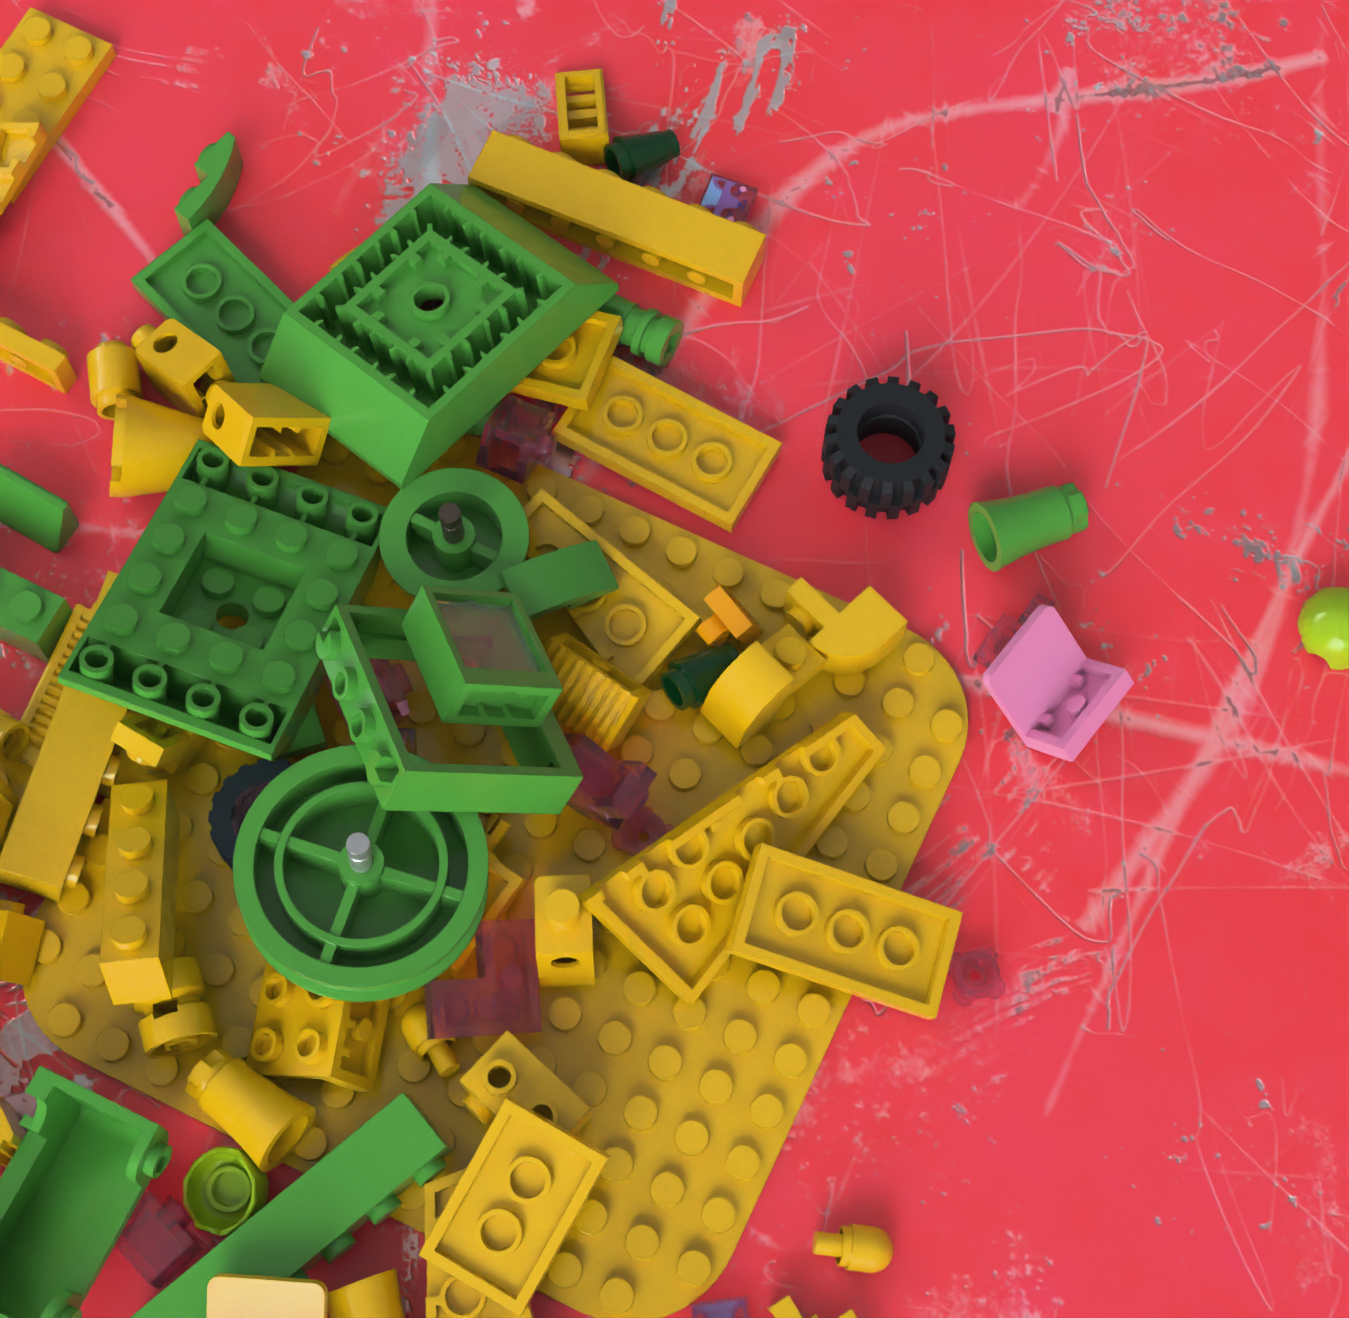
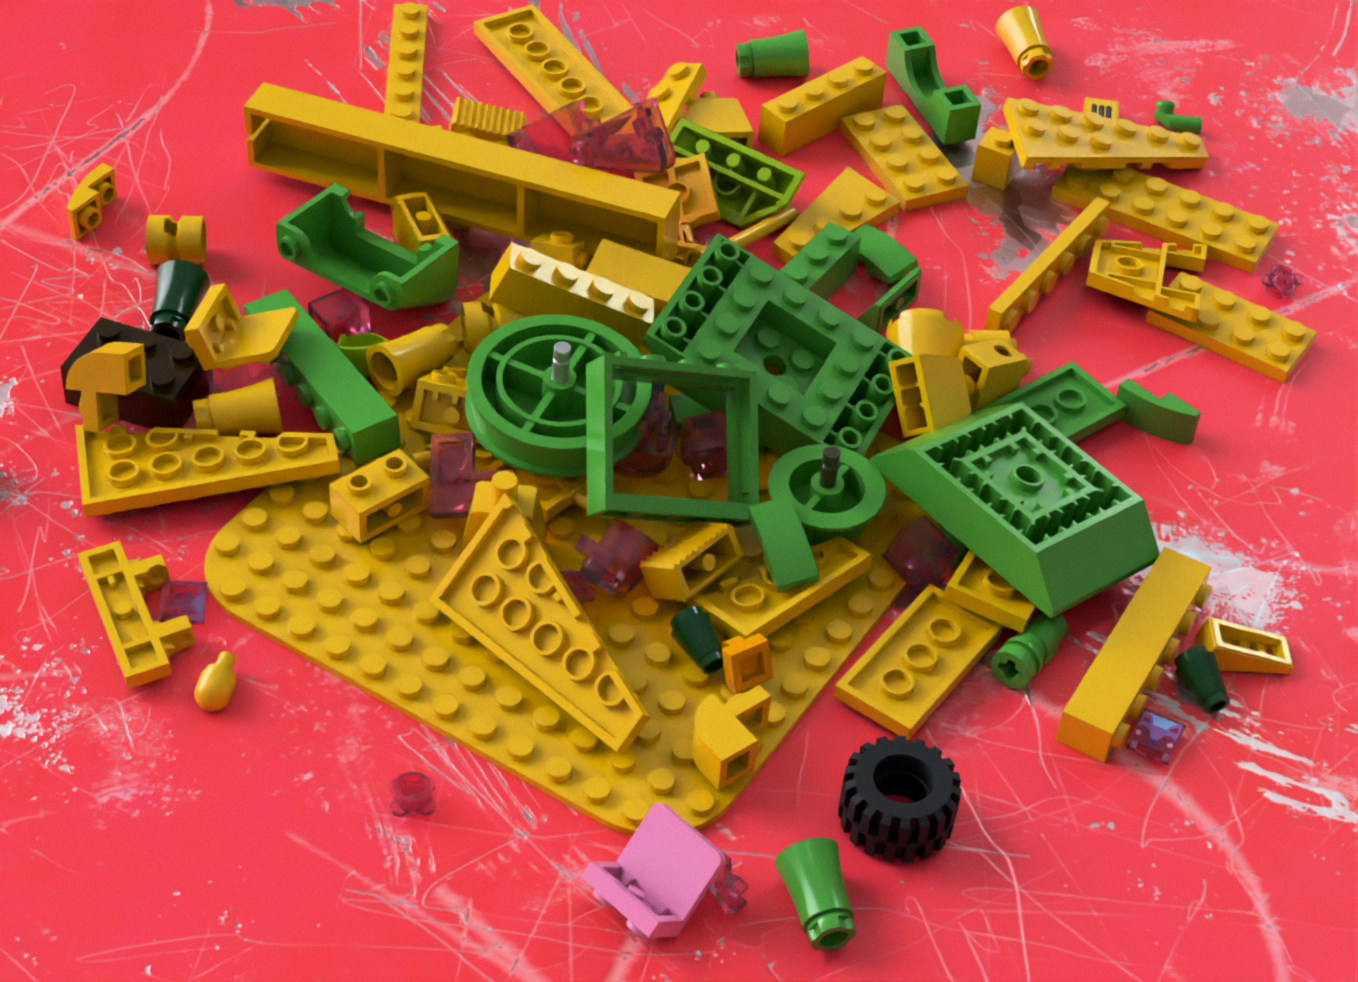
camera: 95 degrees right, 25 degrees down
(480, 657) = (708, 453): bright green window -> none
(514, 1206) = (299, 458): yellow plate -> none
(758, 682) = (681, 660): yellow brick -> none
(844, 931) = (462, 694): yellow plate -> none

